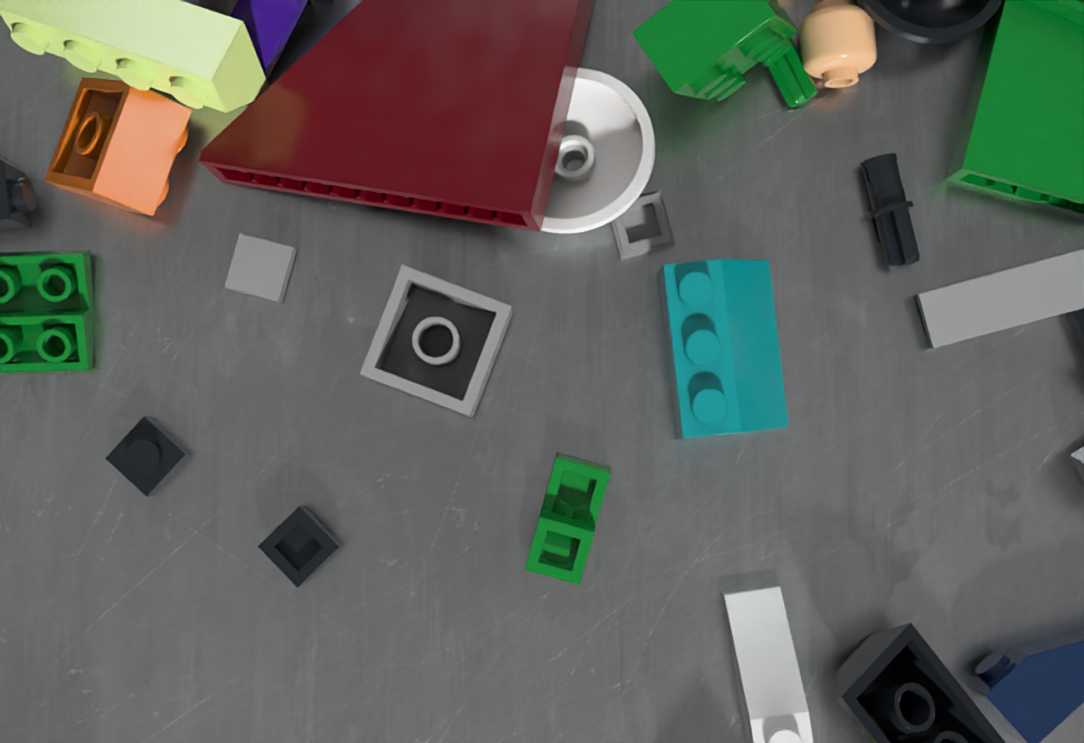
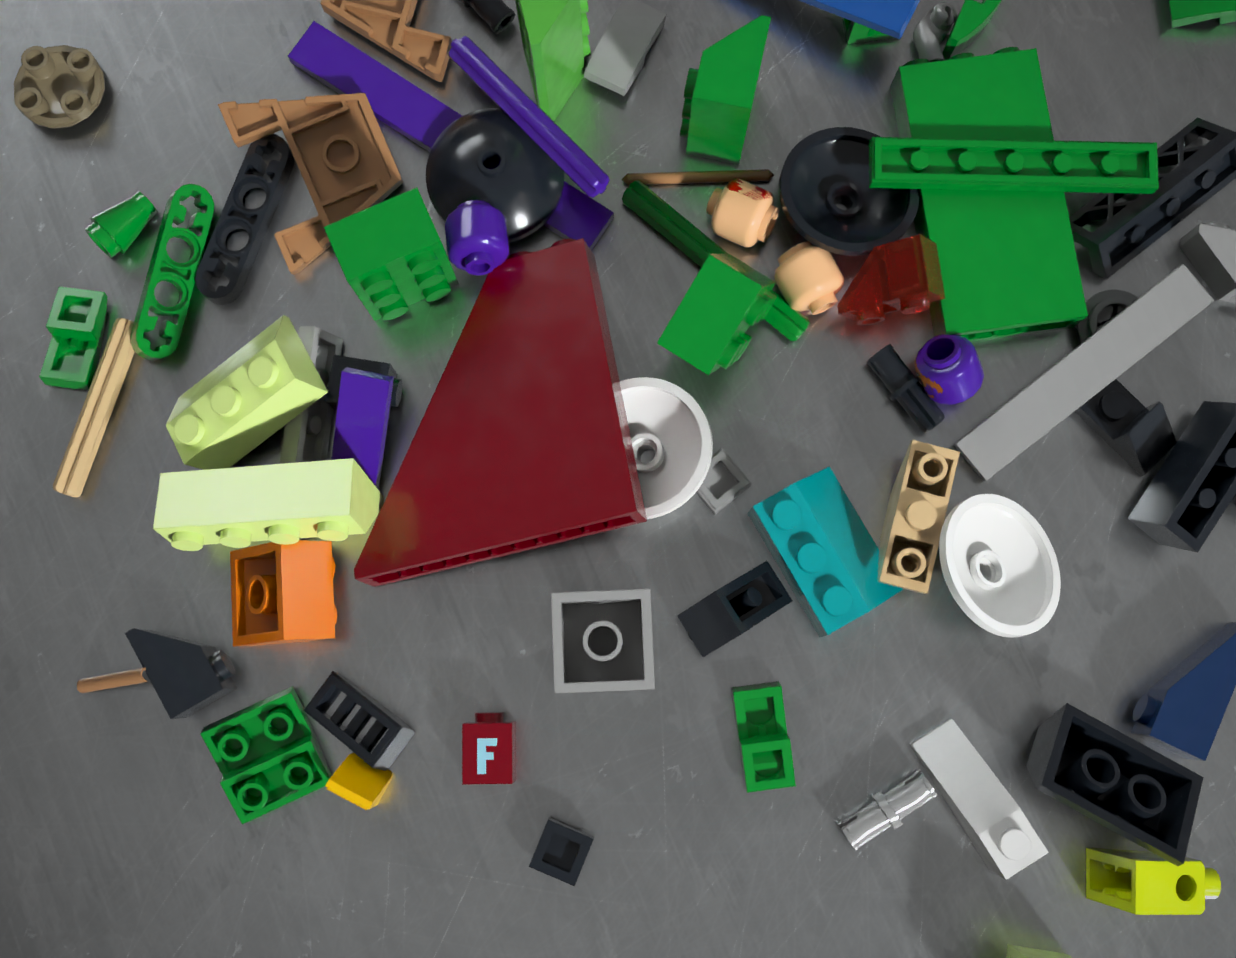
camera: 20 degrees left, 5 degrees down
(118, 380) = (359, 782): none -> yellow slope
(148, 456) = (408, 832): black plate -> none
(160, 349) = (389, 746): none -> black slope
(260, 268) = (435, 642): light grey tile -> none
(268, 406) = (489, 750): none -> dark red brick
(596, 368) = (734, 608): none -> black slope
(666, 652) = (887, 809): none -> light grey pin
(839, 352) = (916, 516): none -> tan slope
(905, 444) = (999, 565): none -> white dish
(931, 81) = (894, 278): none -> clear red slope
(947, 207) = (949, 369): none -> dark purple head

